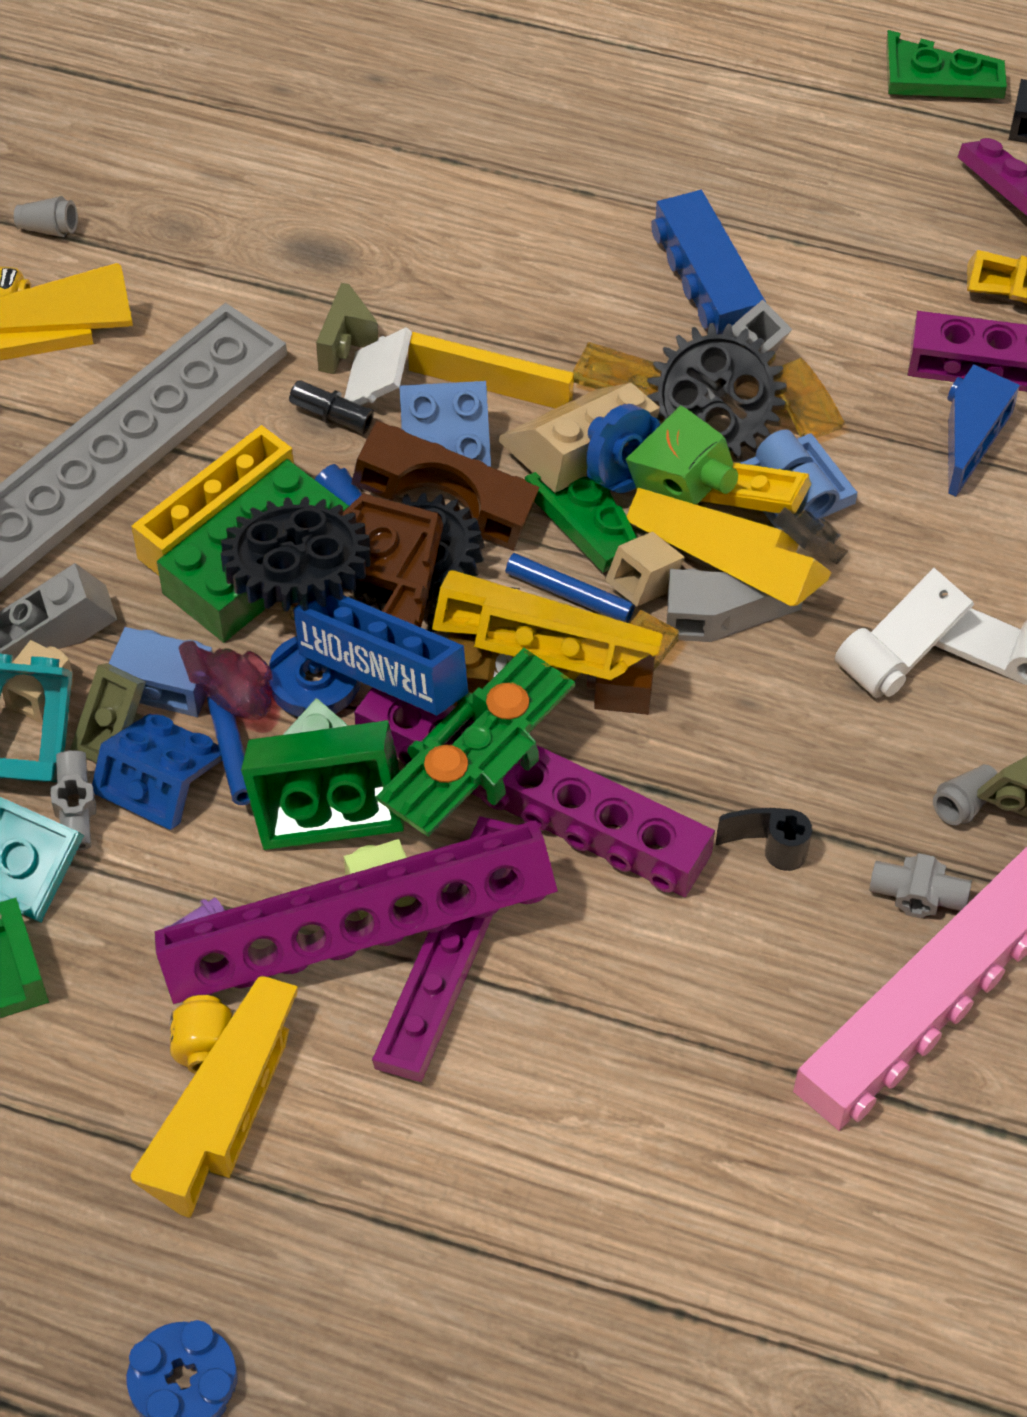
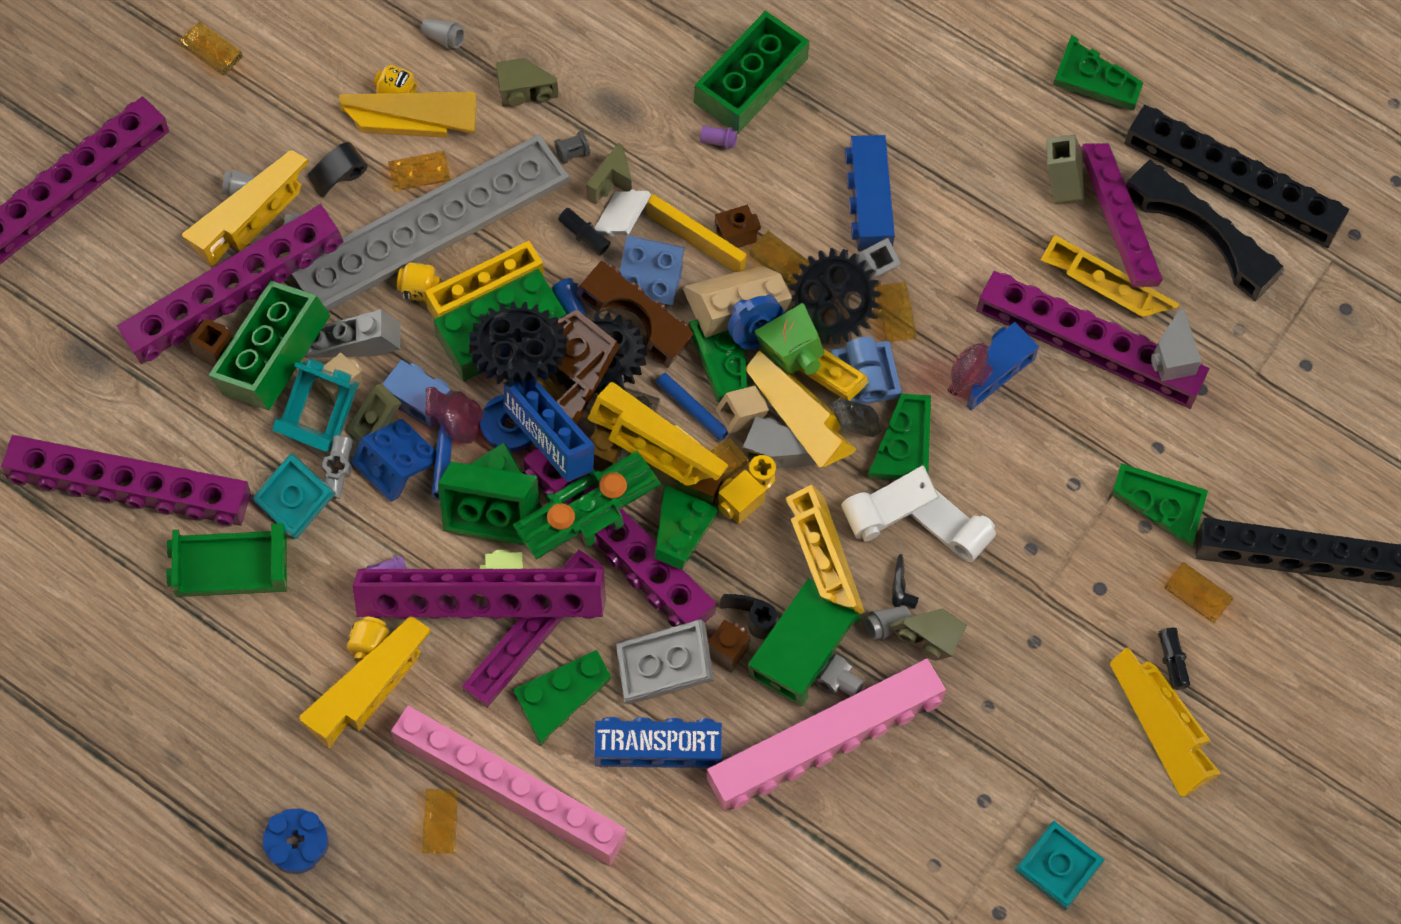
camera: 15 degrees right, 10 degrees up
(67, 391) = (419, 171): none -> clear yellow plate
(109, 526) = (415, 280): none -> yellow head
(182, 248) = (524, 82): none -> olive slope
(289, 306) = (572, 147): none -> dark grey bush
(407, 1275) = (440, 821): none -> clear yellow slope
(474, 251) = (719, 136): none -> medium lavender pin
(490, 162) = (751, 71): none -> green brick
(499, 1186) = (509, 785): none -> bright pink brick
(523, 1031) = (559, 693): none -> green wing
(545, 343) = (737, 226): none -> reddish brown brick
(619, 742) = (681, 526): none -> green wing
(670, 935) = (664, 662): none -> light grey tile
(688, 683) = (740, 496): none -> yellow brick
(703, 1058) = (657, 743): none -> blue brick
(711, 639) = (767, 466): none -> yellow bush
(753, 887) = (729, 645): none -> reddish brown brick
(841, 716) = (823, 548): none -> yellow wedge
(862, 852) = (801, 644): none -> green panel
(886, 551) = (905, 440): none -> green wing
(942, 432) = (970, 369): none -> clear pink animal
(953, 175) = (1065, 169): none -> olive slope
(963, 746) = (898, 590): none -> black bar

